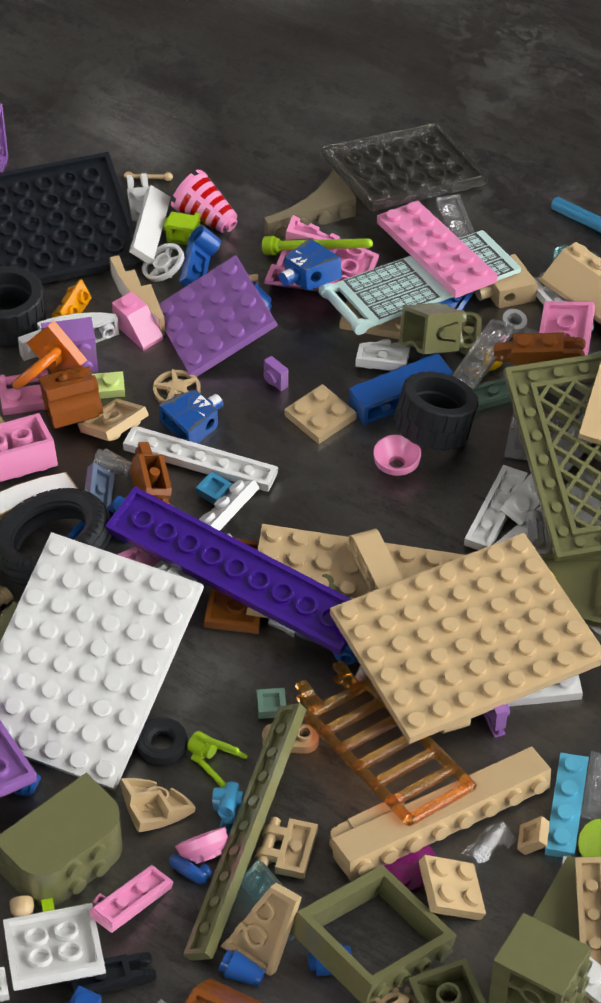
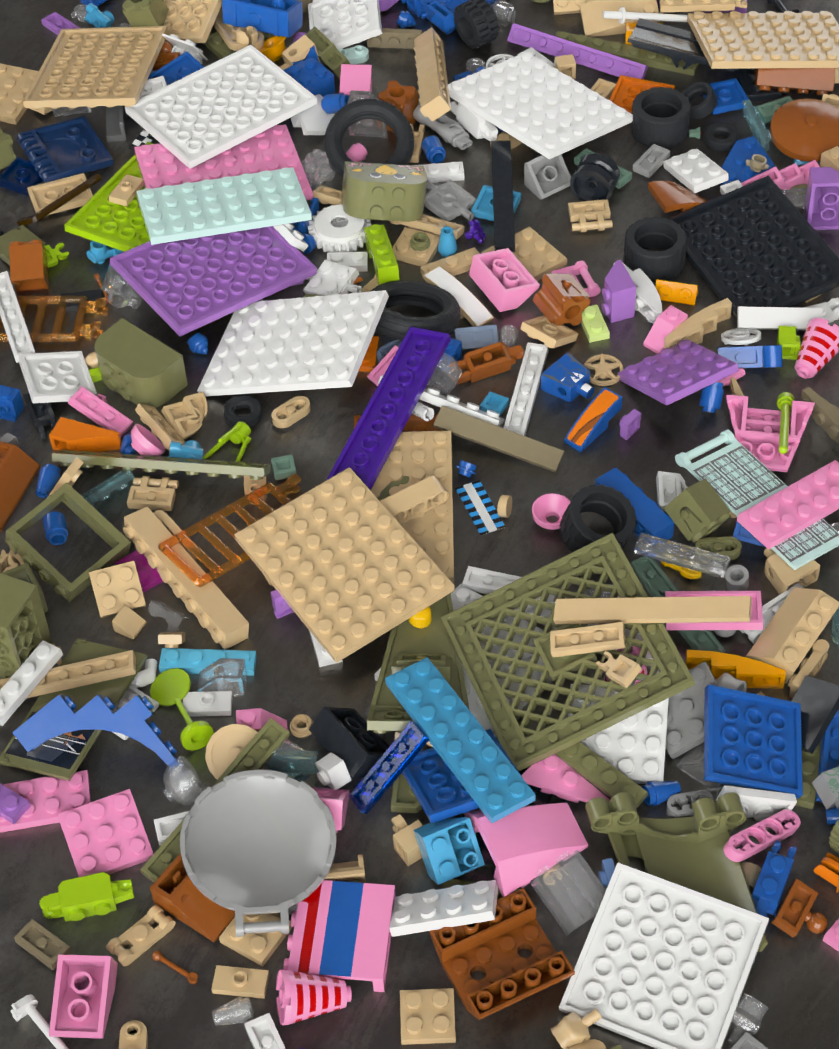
camera: 85 degrees right, 0 degrees up
(54, 352) = (595, 276): orange tile -> none
(169, 929) = (79, 436): none -> orange slope
(174, 831) = (158, 425): none -> tan plate
(180, 690) = (291, 412): none -> tan plate
(262, 402) = (594, 419): none -> slope
(276, 488) = (499, 439): none -> dark tan tile
(310, 266) = (741, 414): blue torso -> none
(311, 523) = (466, 468): none -> blue plate
(320, 414) = (595, 460): tan plate -> none
(377, 497) = (504, 506): none -> tan tile
(385, 521) = (480, 507): none -> sticker
(499, 885) = (128, 623): none -> tan slope
(538, 347) = (680, 576): dark orange hinge -> none

